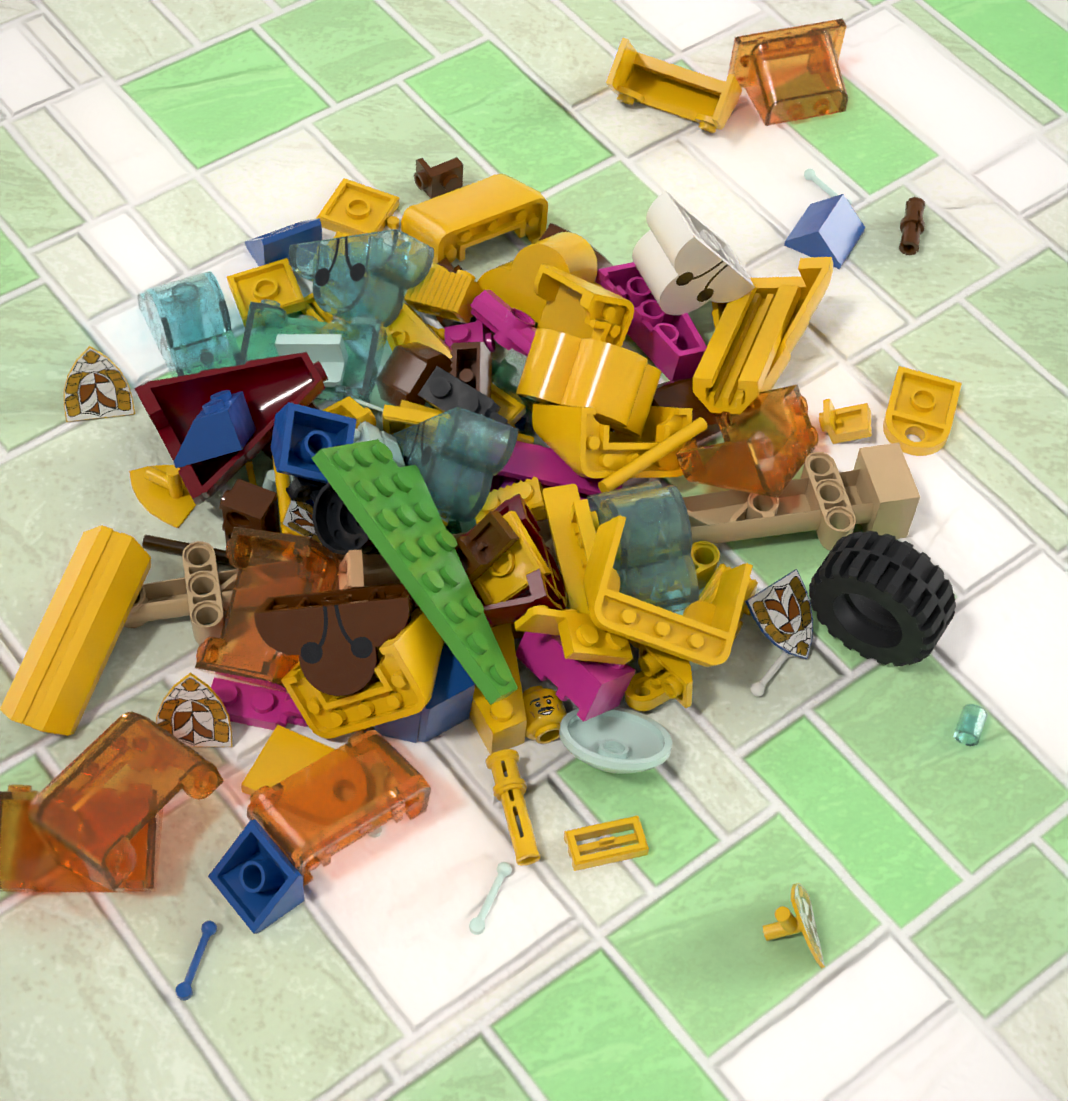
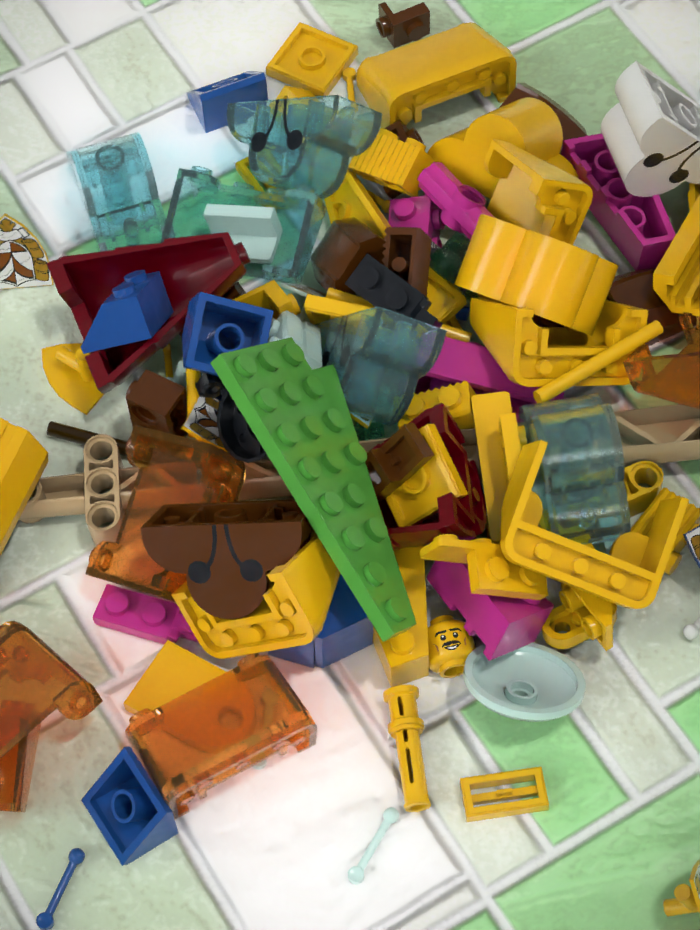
camera: 15 degrees right, 5 degrees up
(195, 714) = (80, 626): shield -> none
(266, 282) = (204, 145): yellow plate -> none
(351, 570) = (254, 481): light nougat tile -> none

